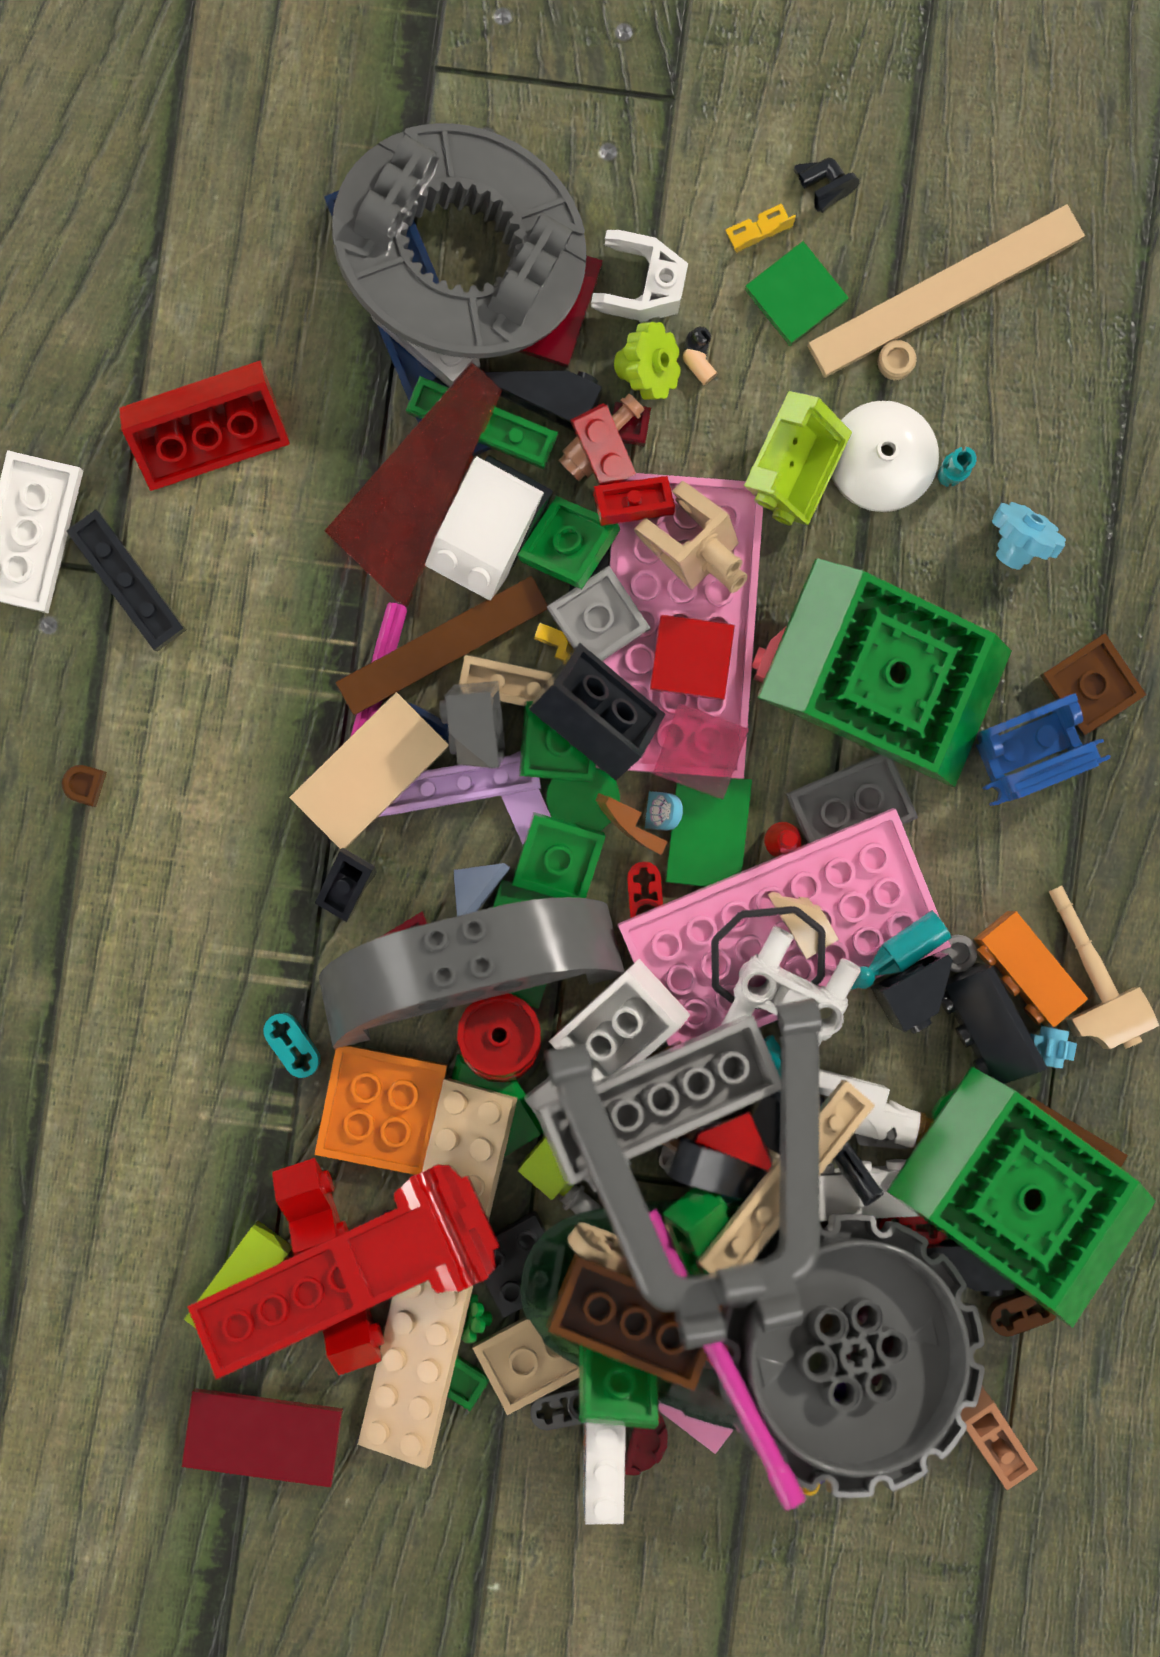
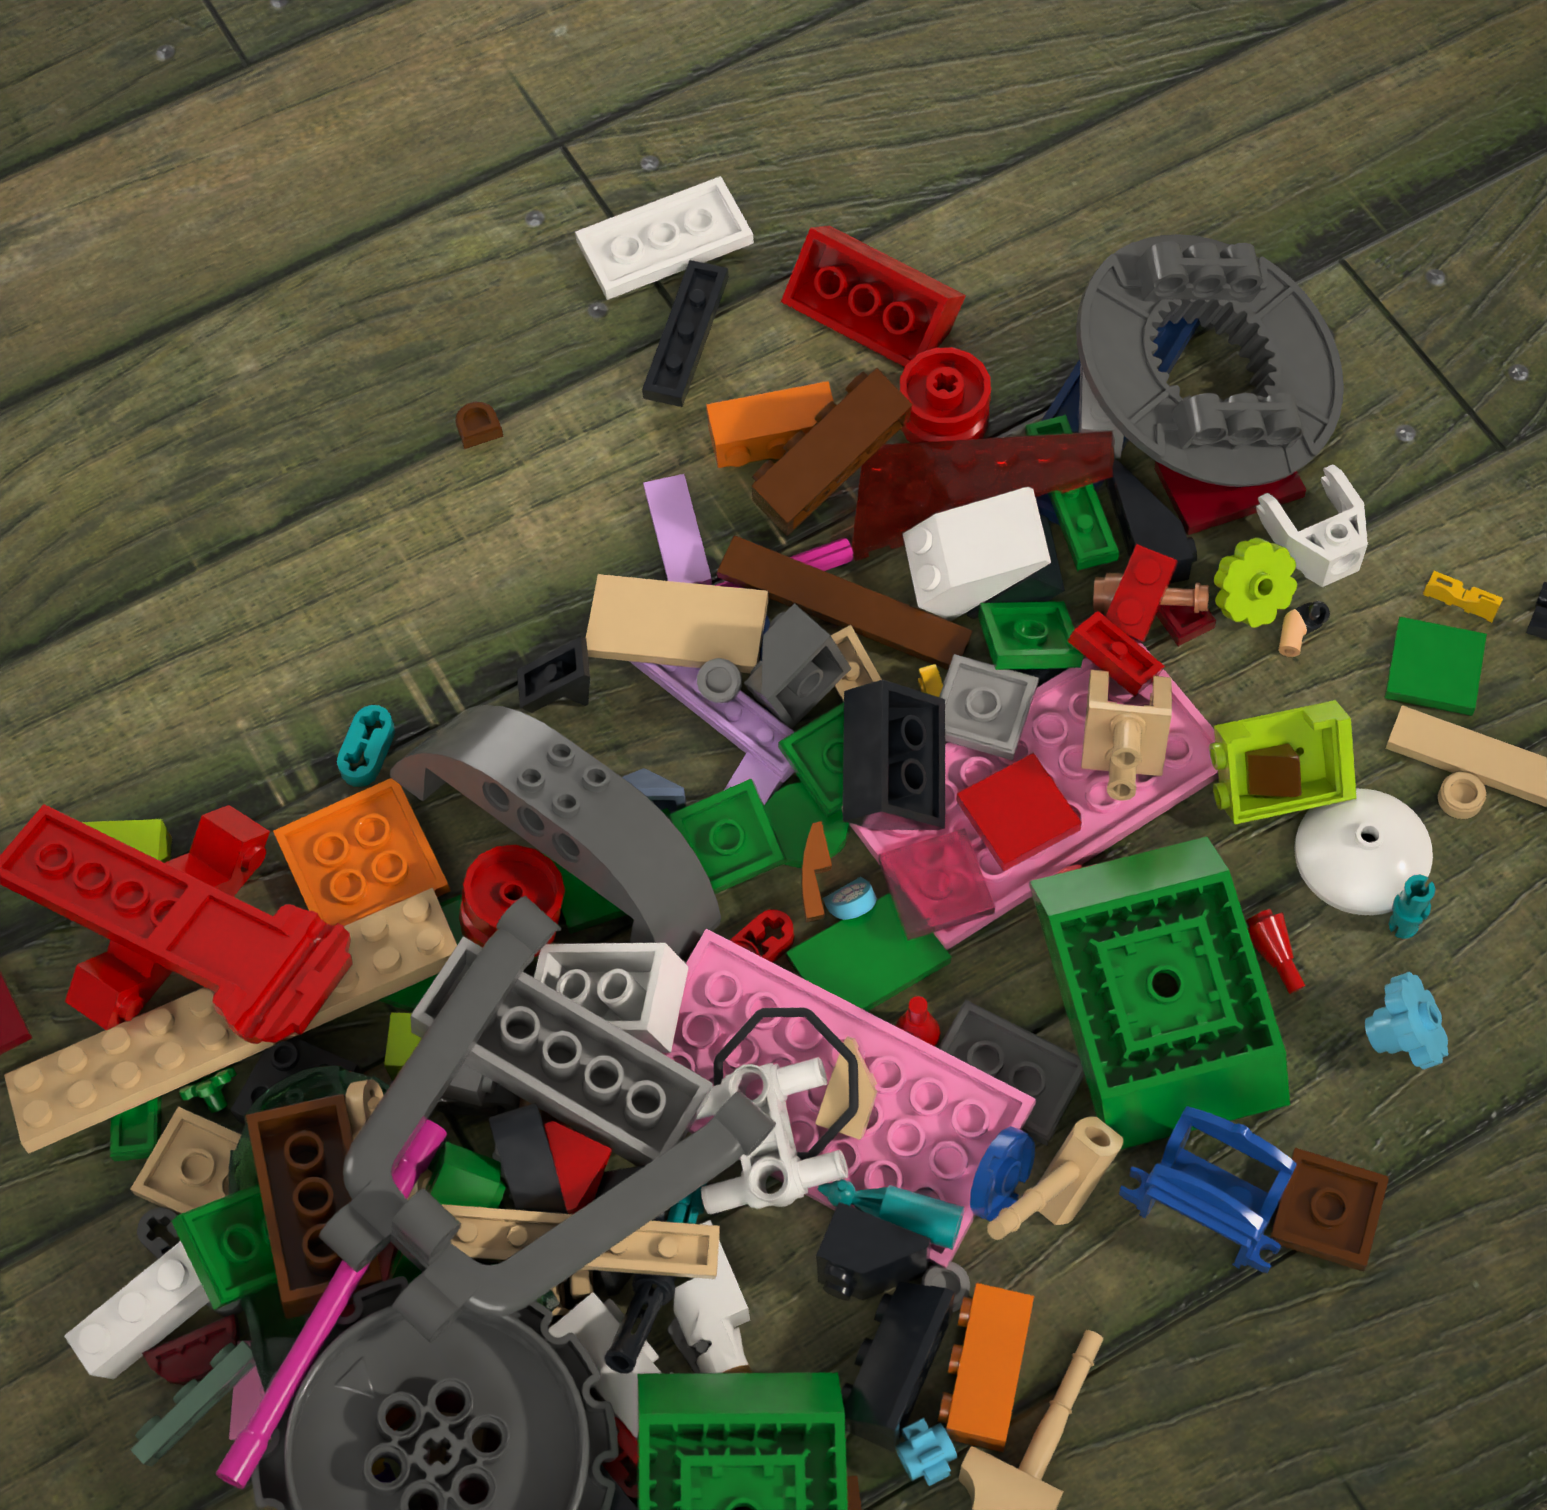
camera: 60 degrees right, 25 degrees down
(258, 580) = (763, 423): none -> orange brick
(290, 712) = (677, 530): none -> lavender tile
(328, 568) = (830, 451): none -> reddish brown brick
(331, 426) = (947, 395): none -> red wheel
(440, 777) = (719, 680): none -> light grey tile
(683, 1467) = (193, 1403): none -> sand green plate
(798, 469) = (1273, 772): none -> reddish brown slope
(899, 569) = (1272, 941): none -> red cone
(927, 869) = (1000, 1169): none -> blue tile
(956, 839) = (1066, 1180): none -> tan piece

